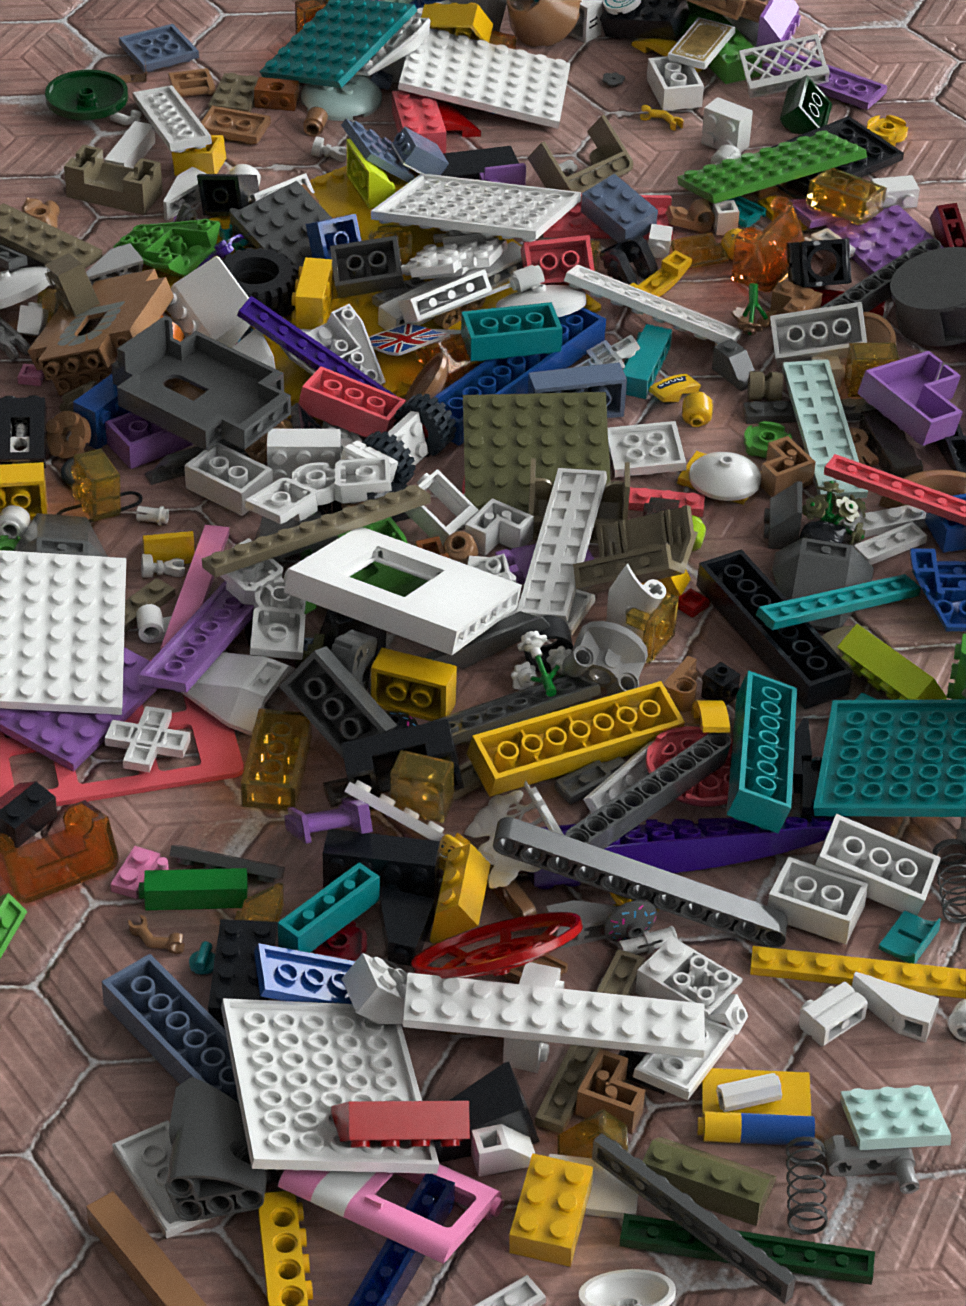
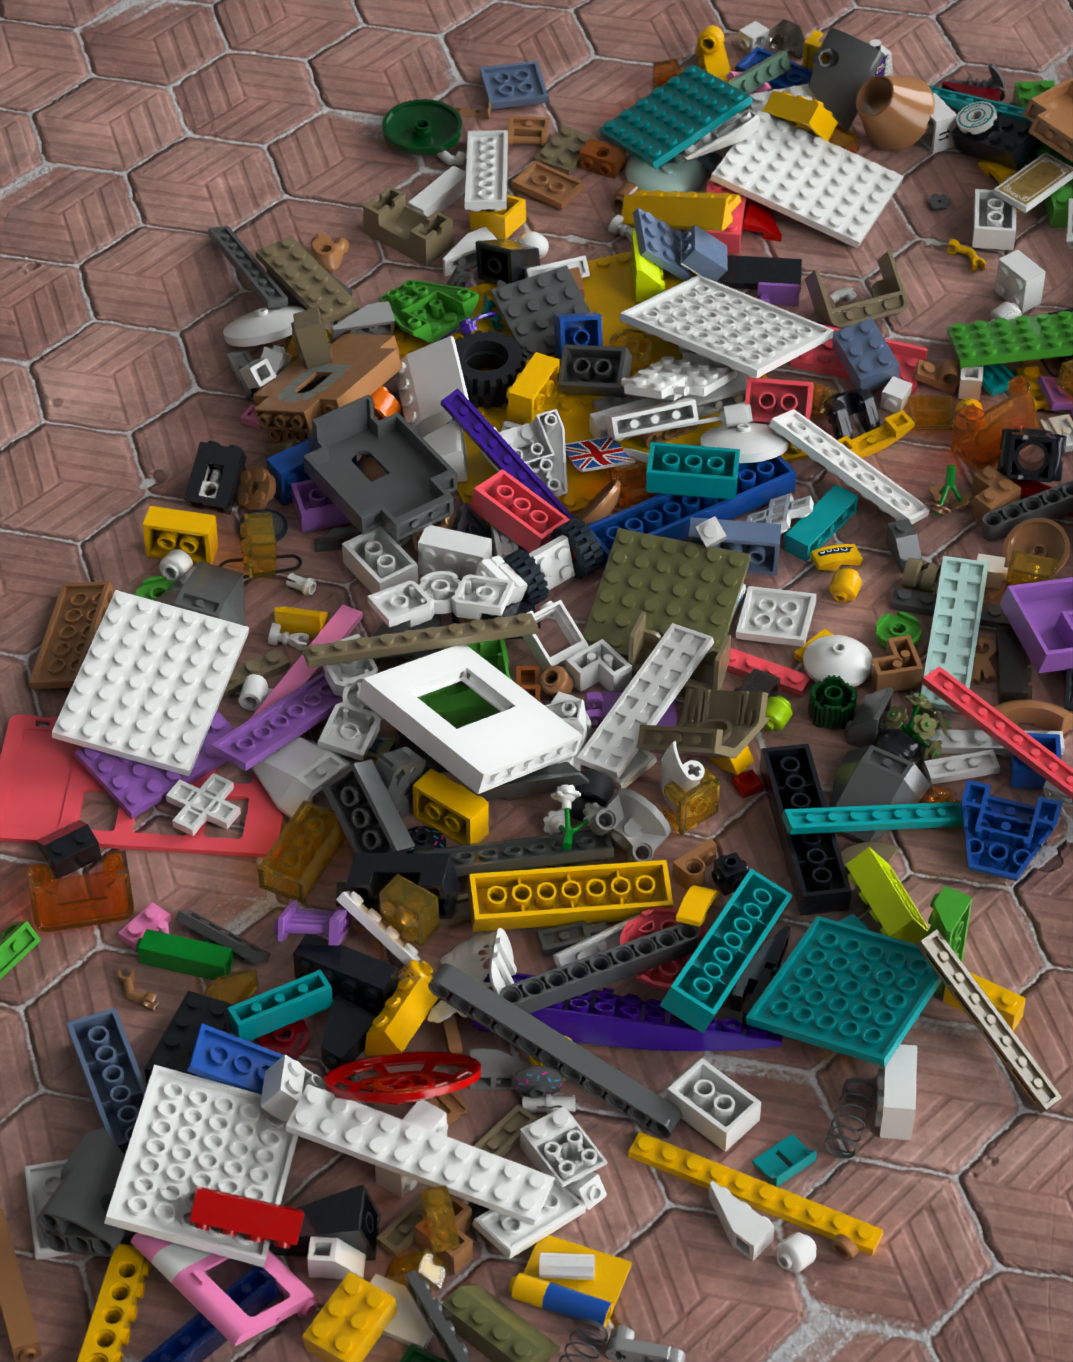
camera: 20 degrees right, 5 degrees up
(23, 330) = (257, 373): none -> white brick
(203, 960) = (162, 1020): teal plate -> none
(384, 118) = (683, 209): none -> yellow slope
(559, 378) = (711, 532): none -> white brick
(604, 1074) = (439, 1218): none -> clear yellow slope
(740, 512) = (832, 703): none -> dark green brick
(817, 332) = (992, 531): white brick -> none
(832, 1013) = (678, 1213): white brick -> none
(884, 570) = (938, 795): none -> clear orange plate
(894, 870) = (782, 1085): white brick -> none
(895, 1118) = (683, 1324): light aqua plate -> none

